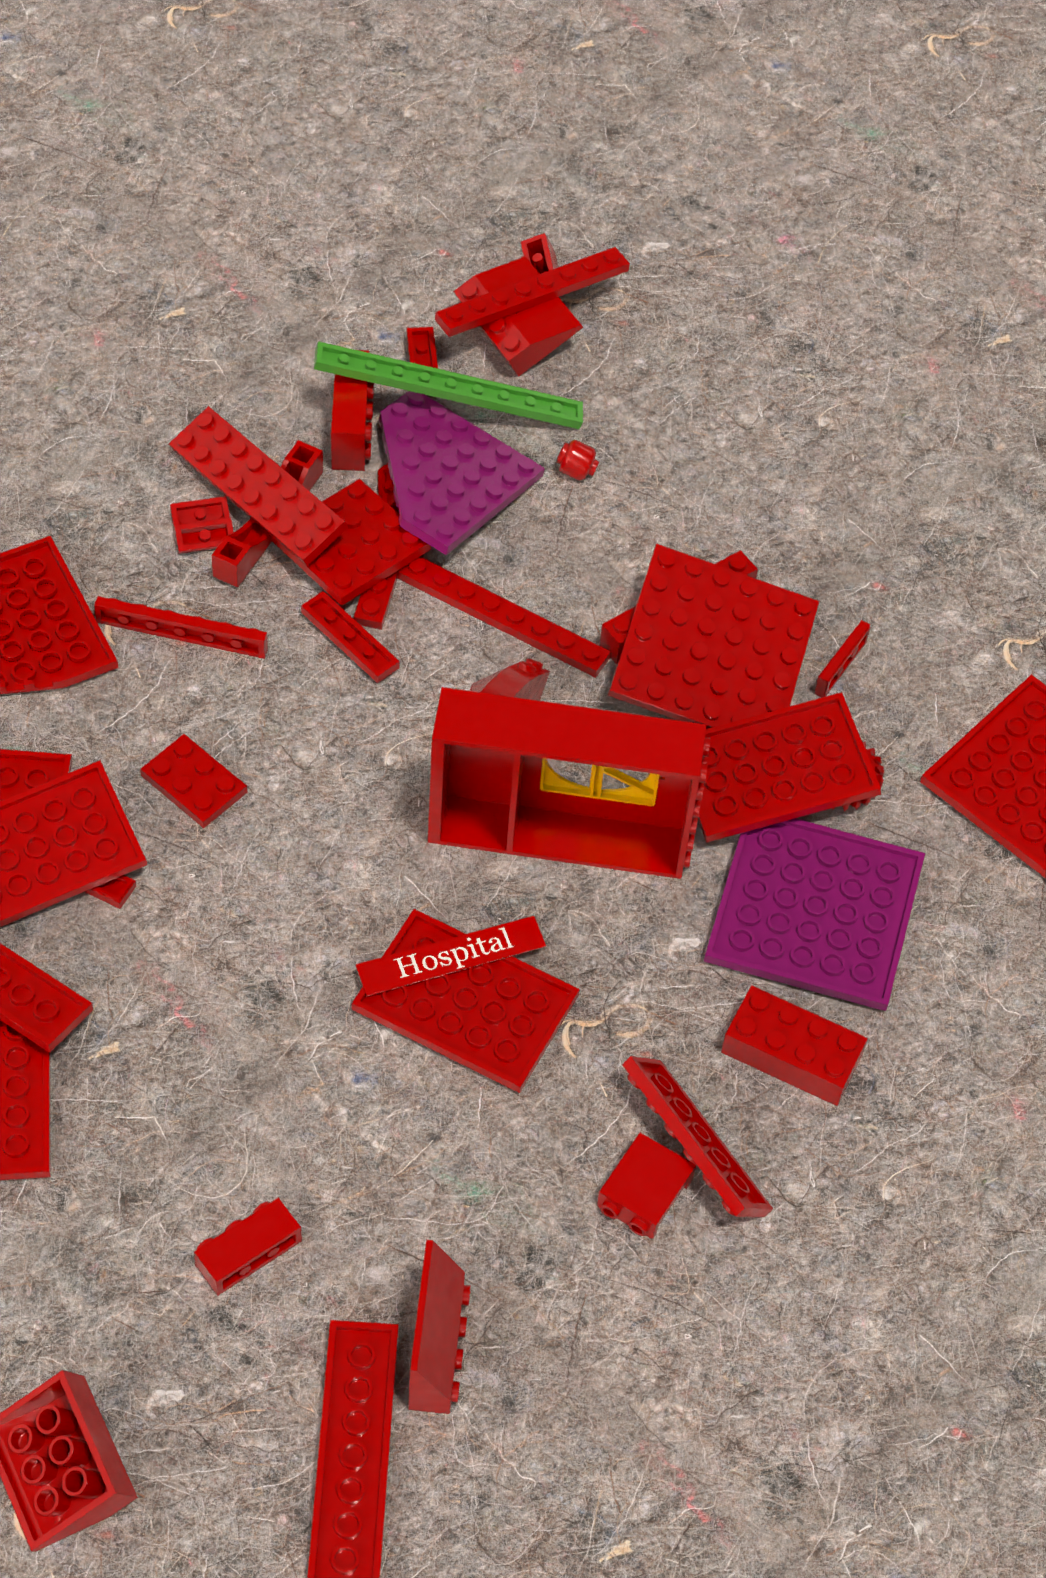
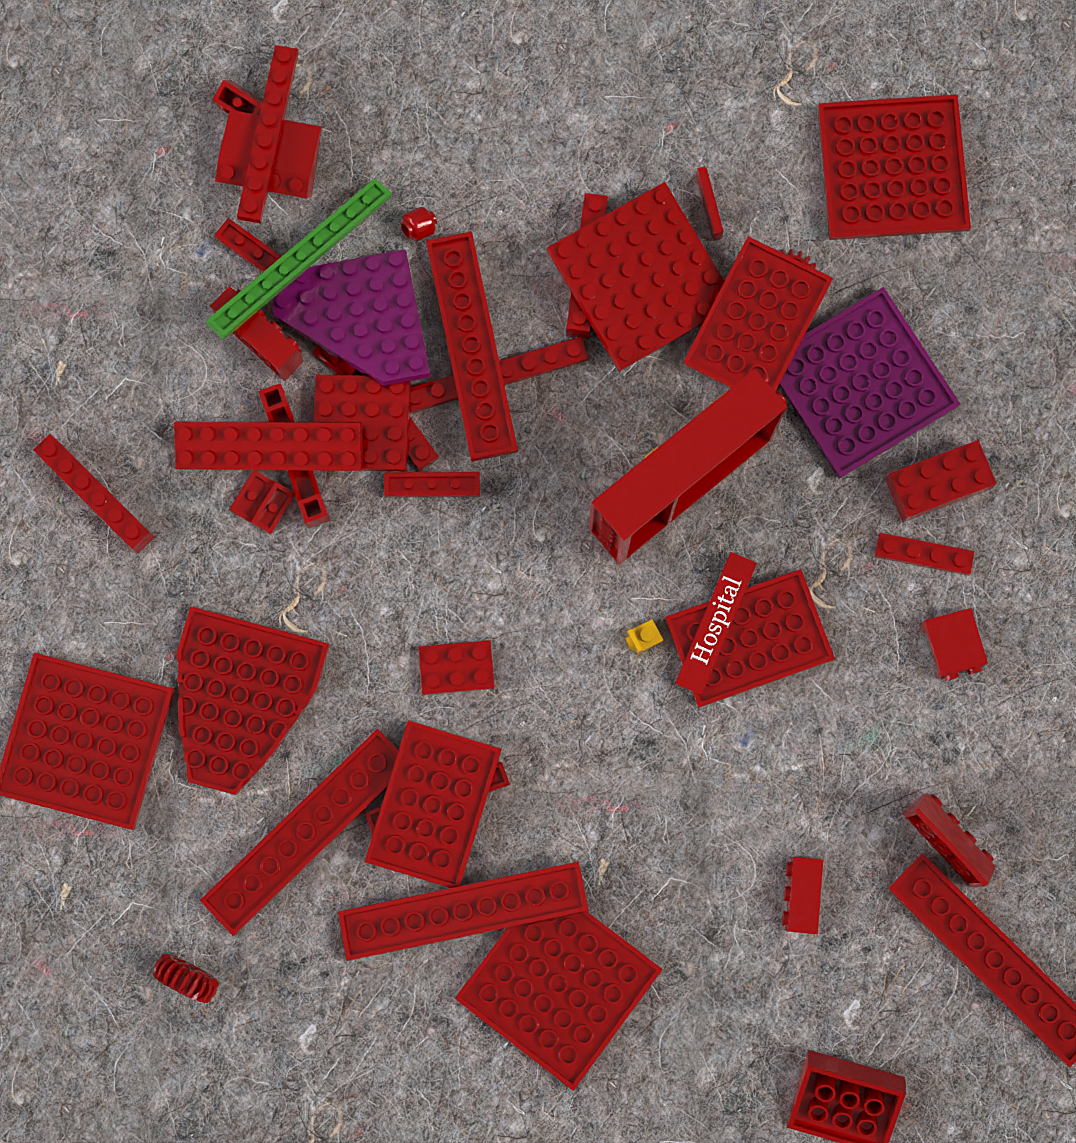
camera: 40 degrees left, 25 degrees up
(85, 401) = (93, 493): none -> red brick
(181, 627) = (328, 586): red plate -> none
(375, 909) = (643, 637): none -> yellow bracket
(506, 572) = (472, 347): none -> red plate
(518, 680) = (573, 440): red wedge -> none
(698, 1138) = (953, 590): red plate -> none
(709, 1093) = (924, 554): none -> red plate

